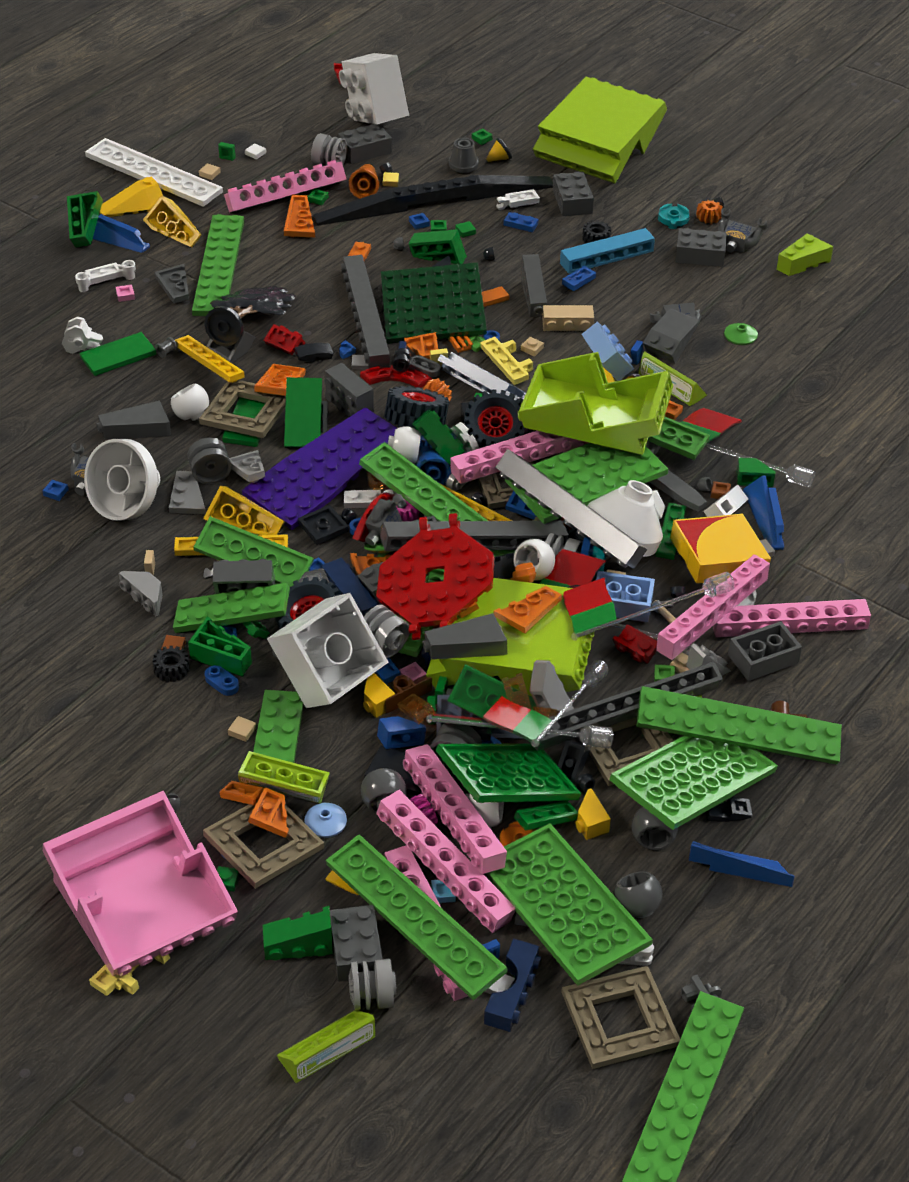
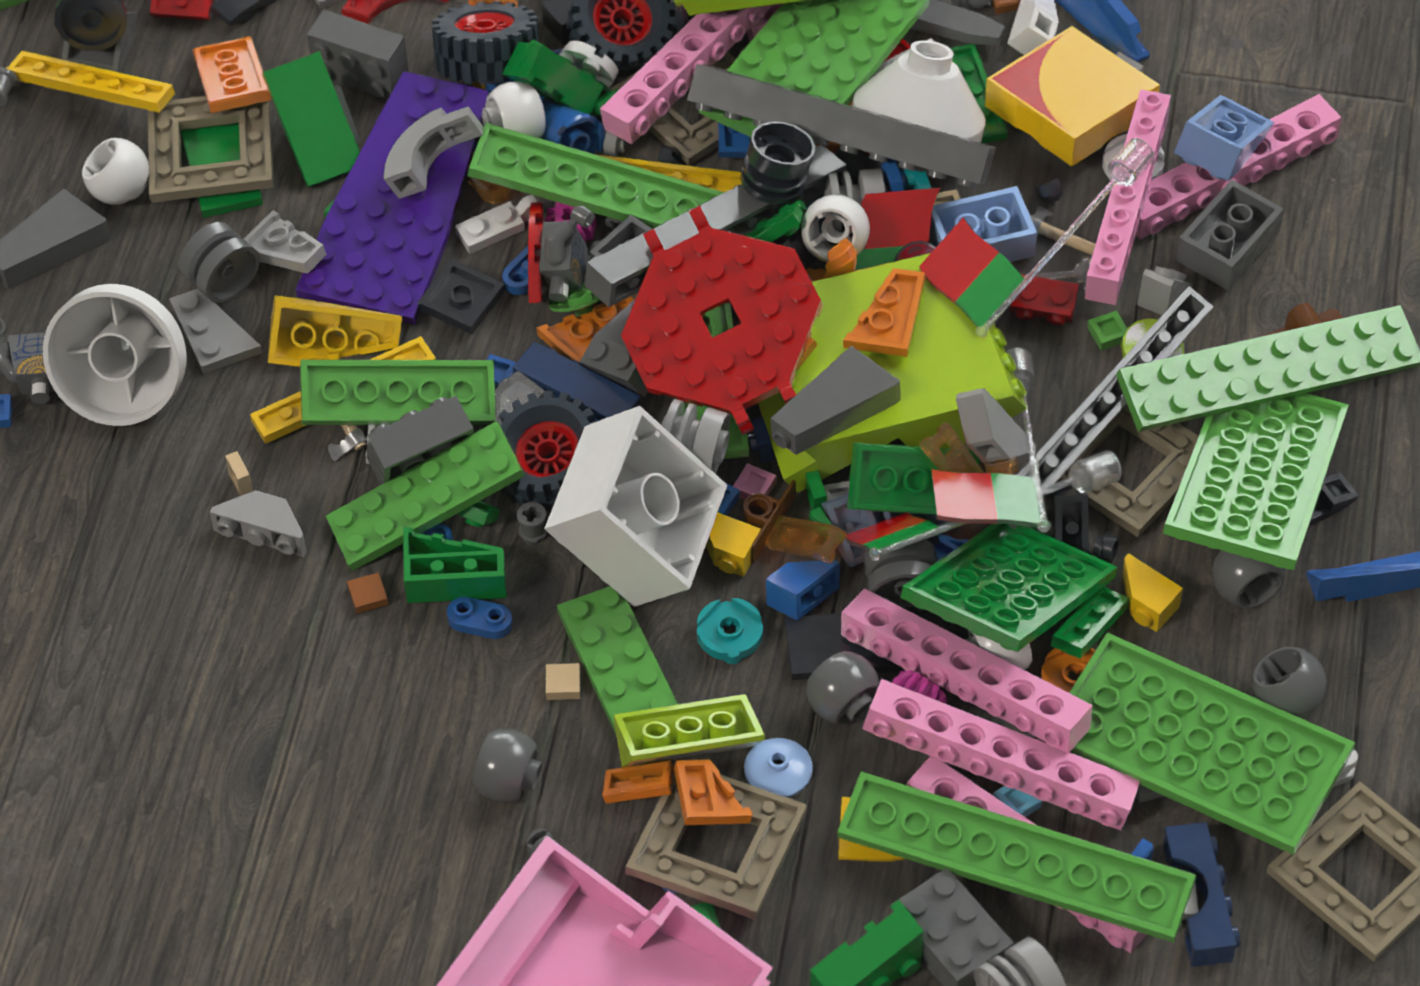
camera: 25 degrees left, 10 degrees up
(171, 655) = (387, 640): black tyre -> none
(177, 753) = (507, 766): none -> dark grey wheel
(344, 441) = (421, 144): none -> light grey arch
(349, 748) = (729, 646): none -> teal plate
(350, 513) = (494, 266): black hinge -> none
(506, 546) = (783, 223): none -> green plate
(522, 514) = (777, 162): none -> black wheel
(680, 663) = (1127, 303): tan plate -> none
(789, 597) = (1222, 137): none -> medium blue slope

